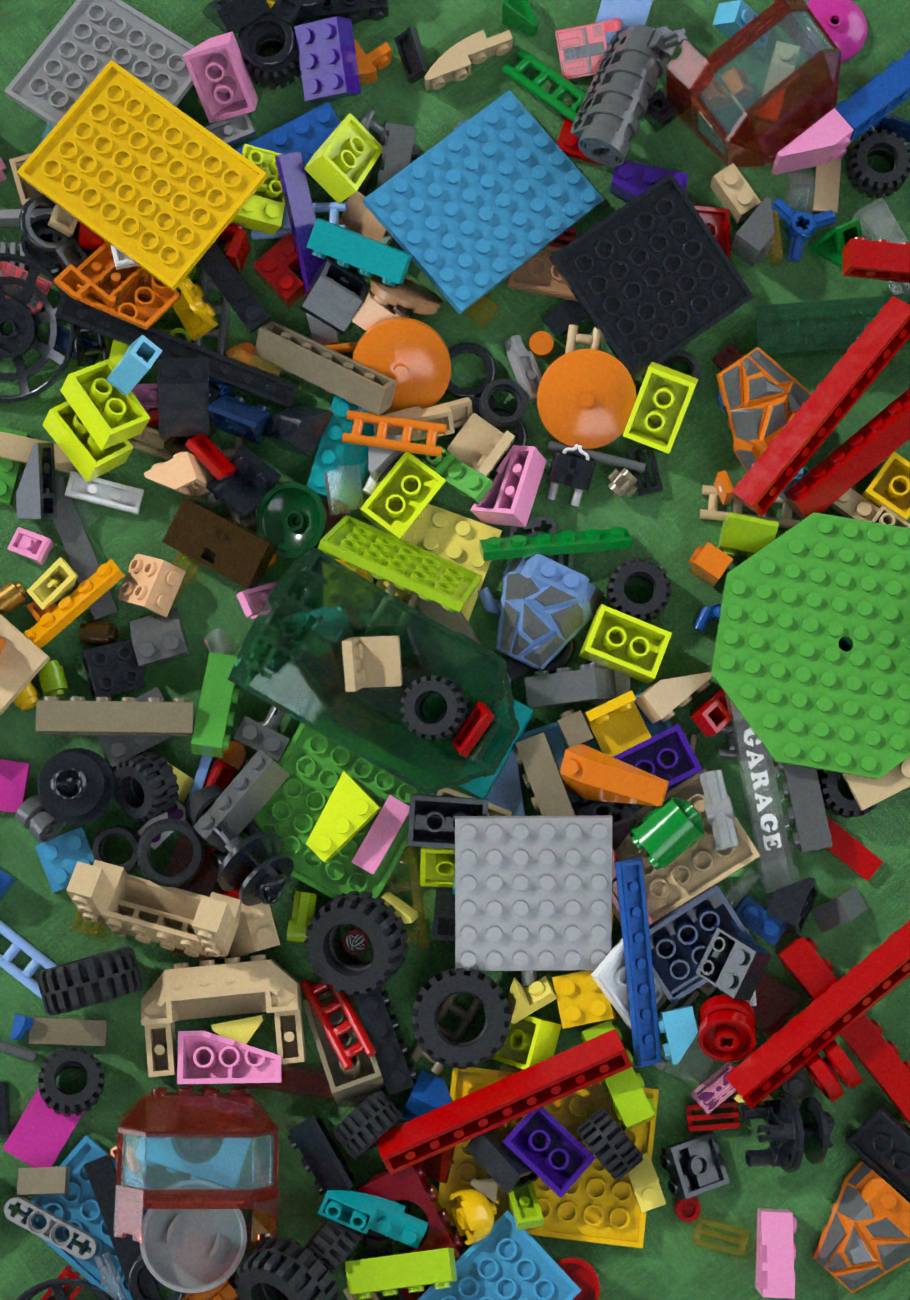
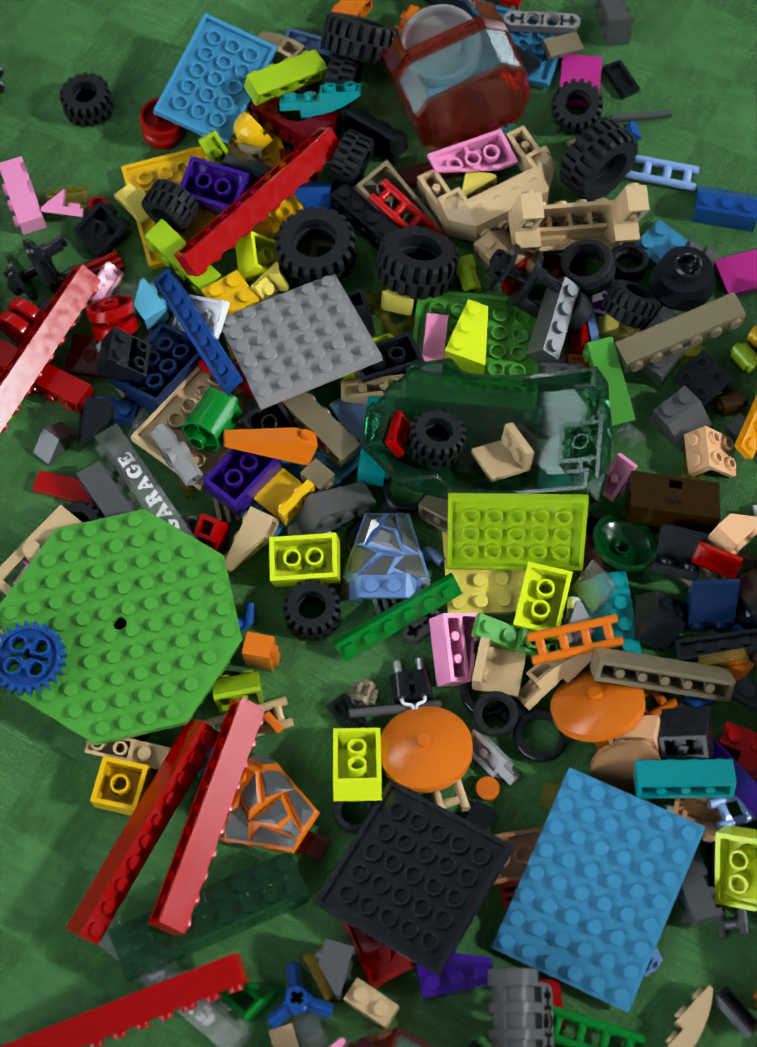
camera: 160 degrees right, 15 degrees down
(739, 1219) = (56, 205): none -> bright pink slope

